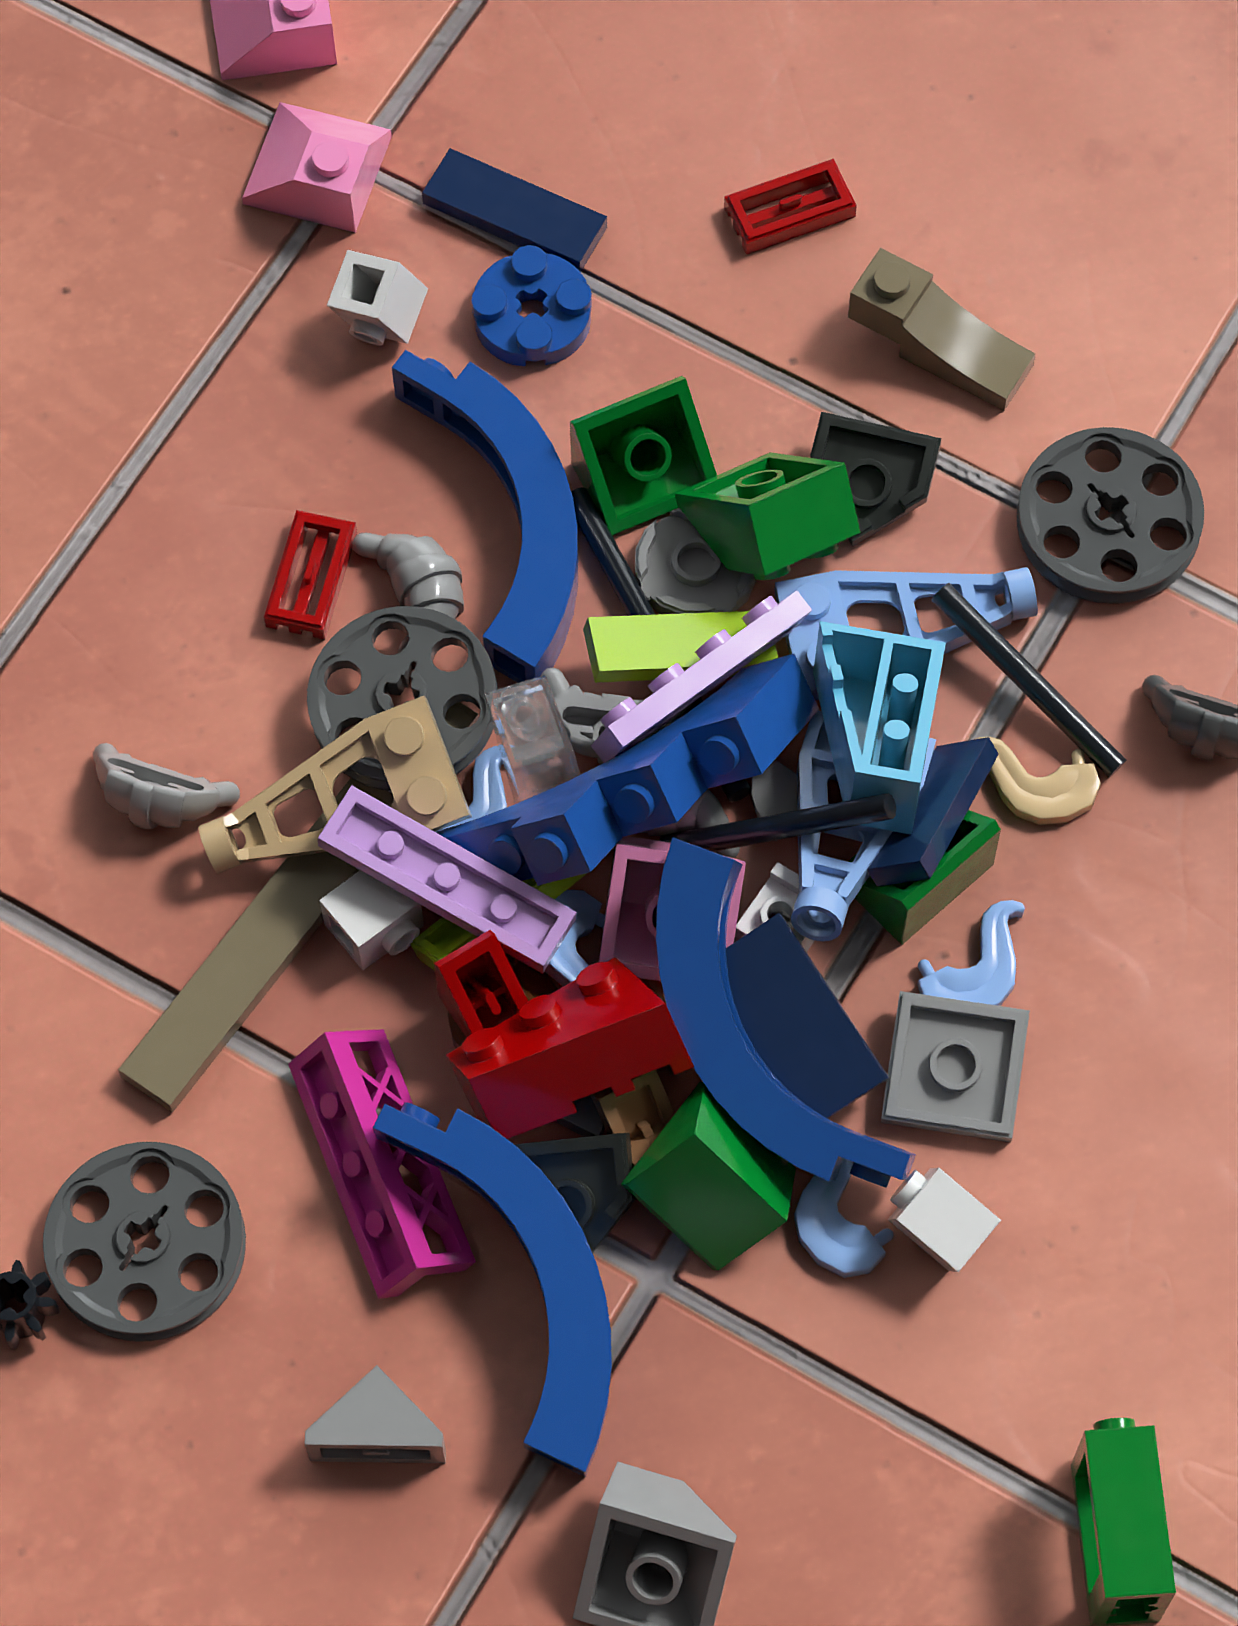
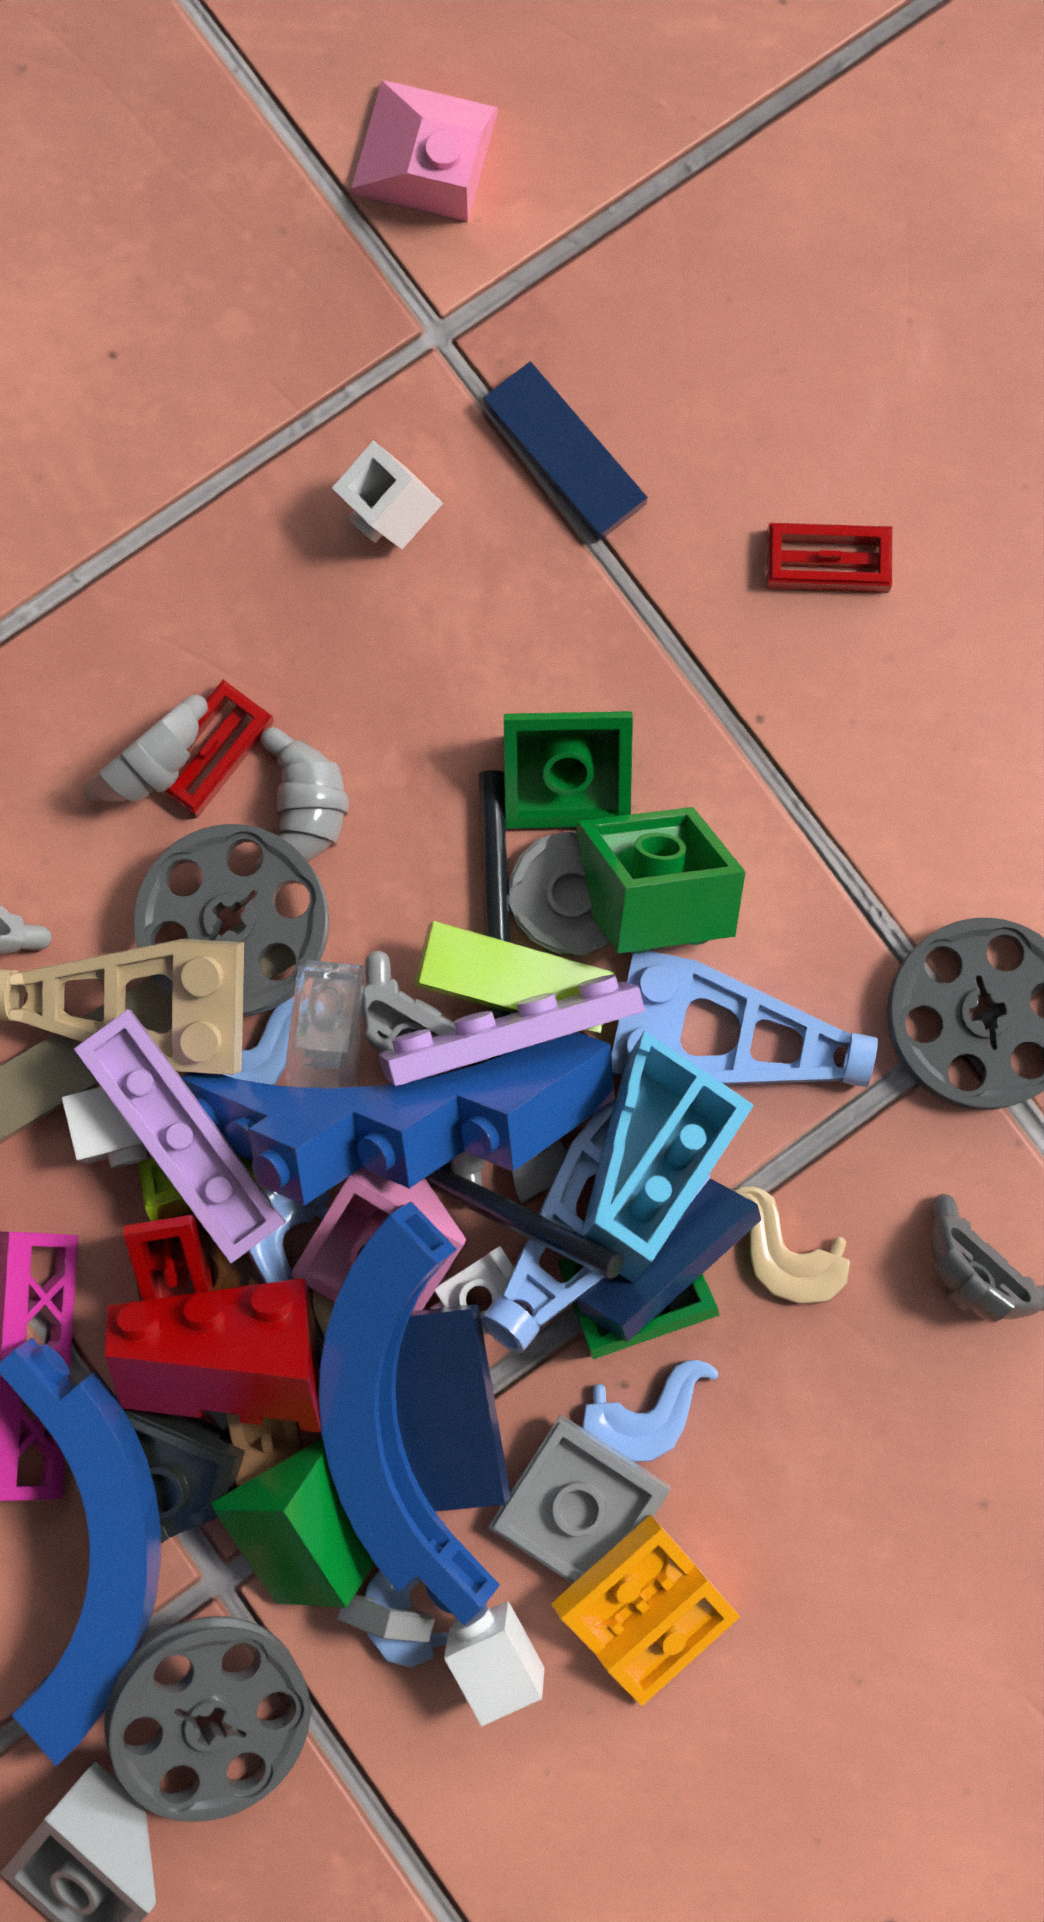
camera: 20 degrees right, 15 degrees up
(263, 597) = (152, 759): none -> light grey piece
(317, 167) = (400, 325): bright pink slope -> none
(501, 429) = (426, 846): blue arch -> none
(526, 277) = (547, 528): blue plate -> none
(687, 1398) = (213, 1748): none -> dark grey wedge
(827, 1224) = (387, 1622): none -> light grey tile
(885, 467) = (786, 875): pearl dark grey plate -> none
(937, 331) = (908, 754): dark tan slope -> none
(1028, 679) = (826, 1154): black bar -> none
(1058, 1126) = (645, 1610): none -> light orange slope

